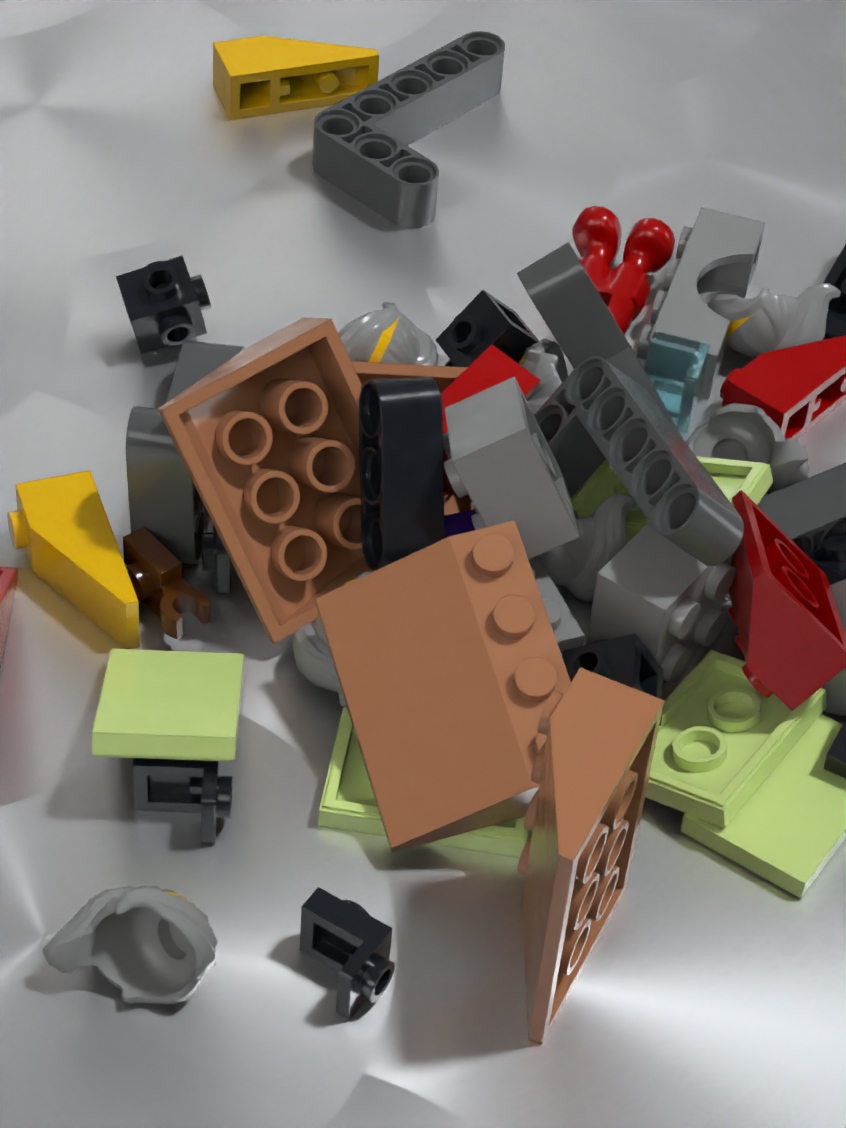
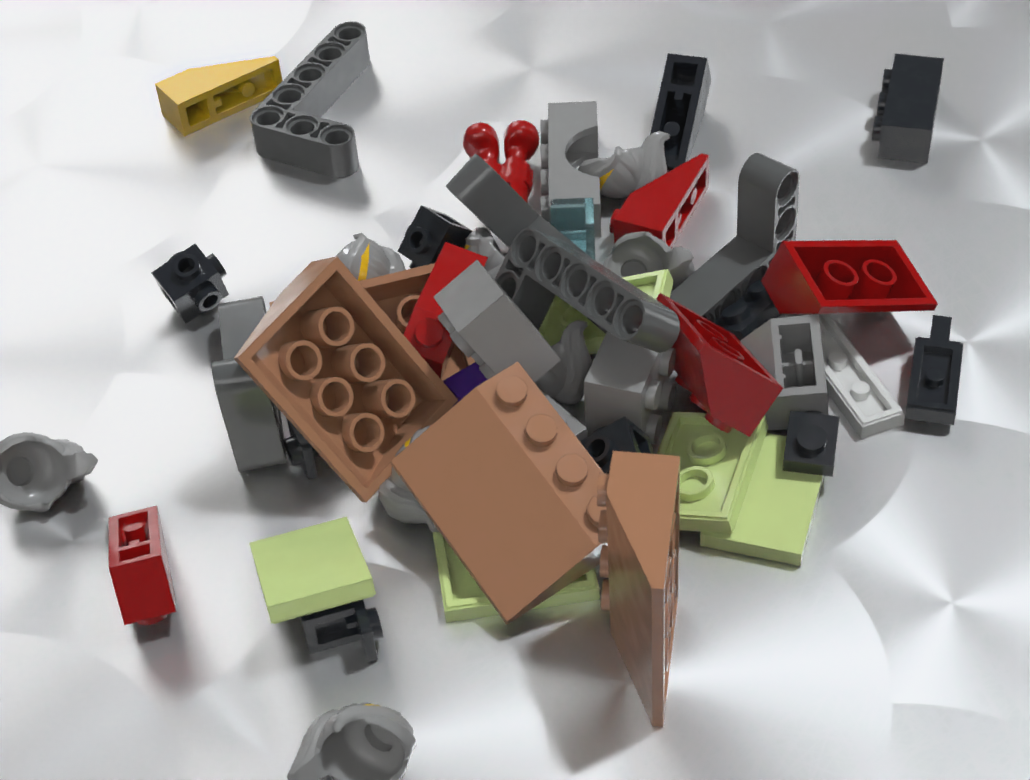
camera: 10 degrees left, 0 degrees up
(76, 551) = (197, 480): yellow slope -> none
(160, 584) = (264, 483): reddish brown plate -> none
(350, 943) = (504, 699): black bracket -> none
(400, 468) = (419, 350): black beam -> none

